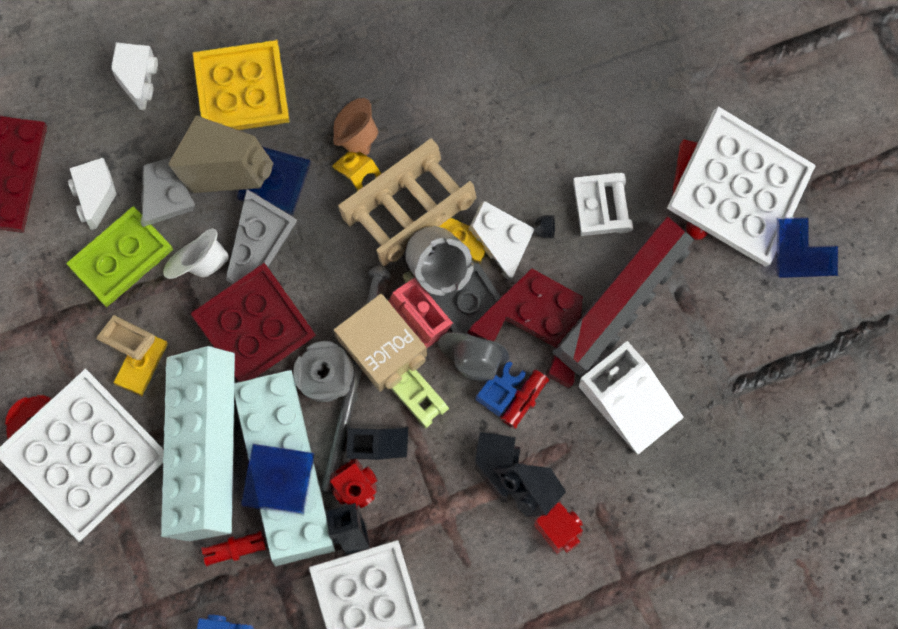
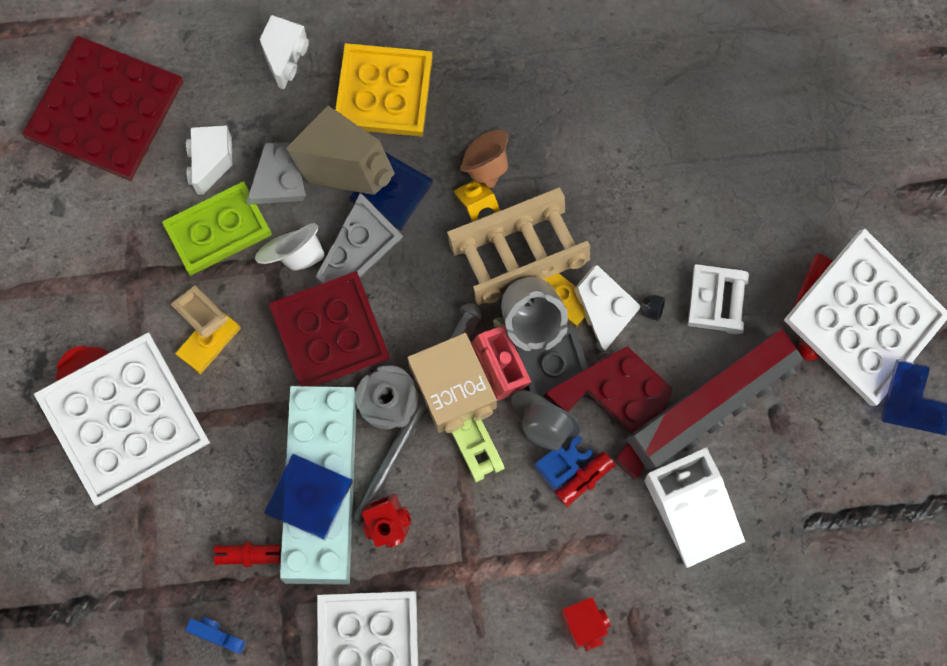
camera: 15 degrees right, 0 degrees up
(198, 444) = (239, 439): light aqua brick -> none
(348, 528) = (367, 565): black brick -> none
(376, 441) = (421, 483): black slope -> none
(495, 451) = (536, 537): black slope -> none
(532, 487) = (567, 574): black slope -> none

